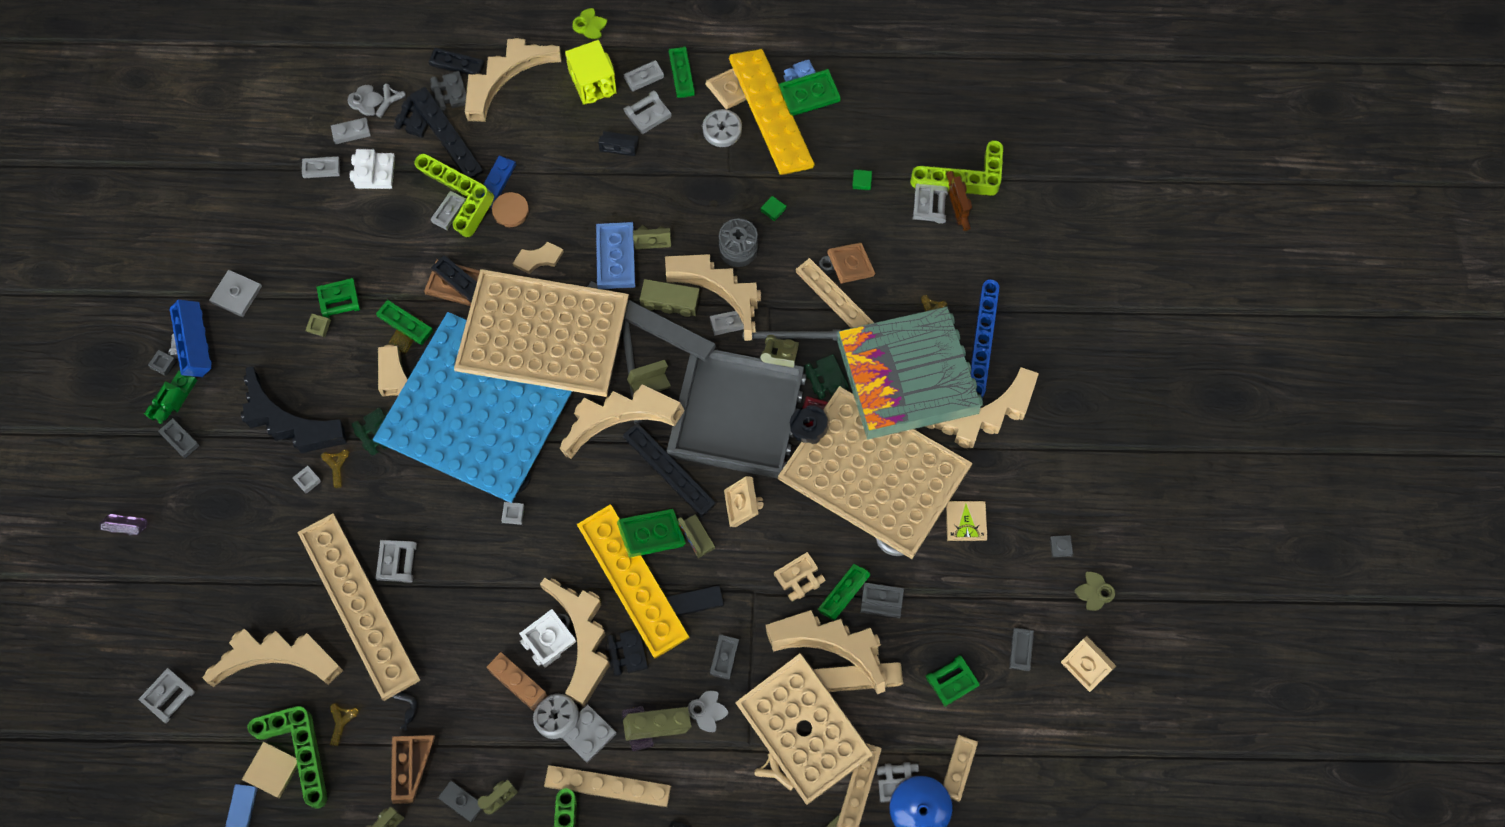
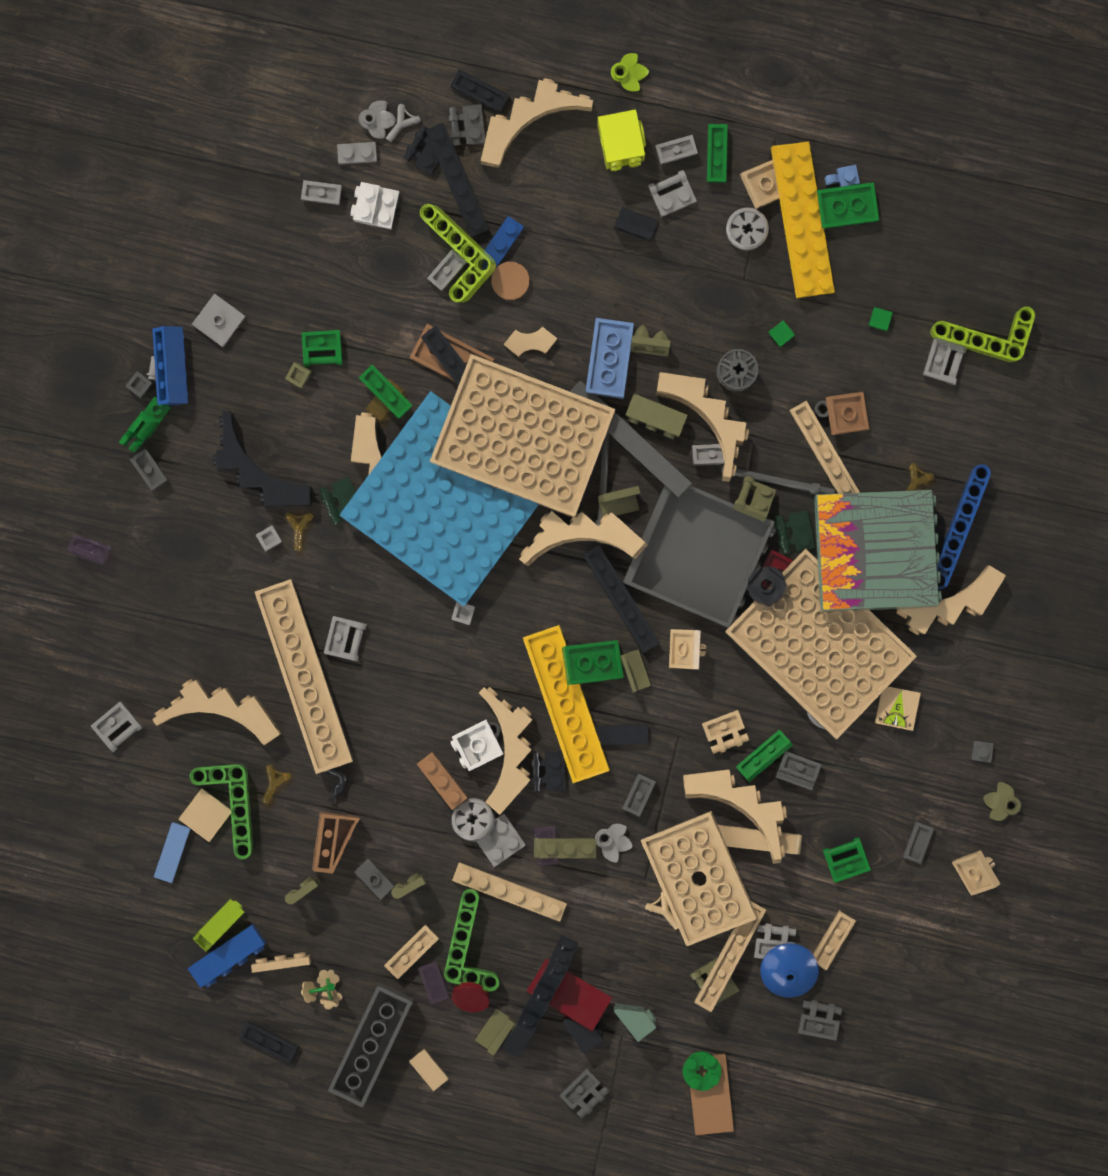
camera: 15 degrees right, 20 degrees up
(959, 200) = (974, 362): reddish brown plate -> none

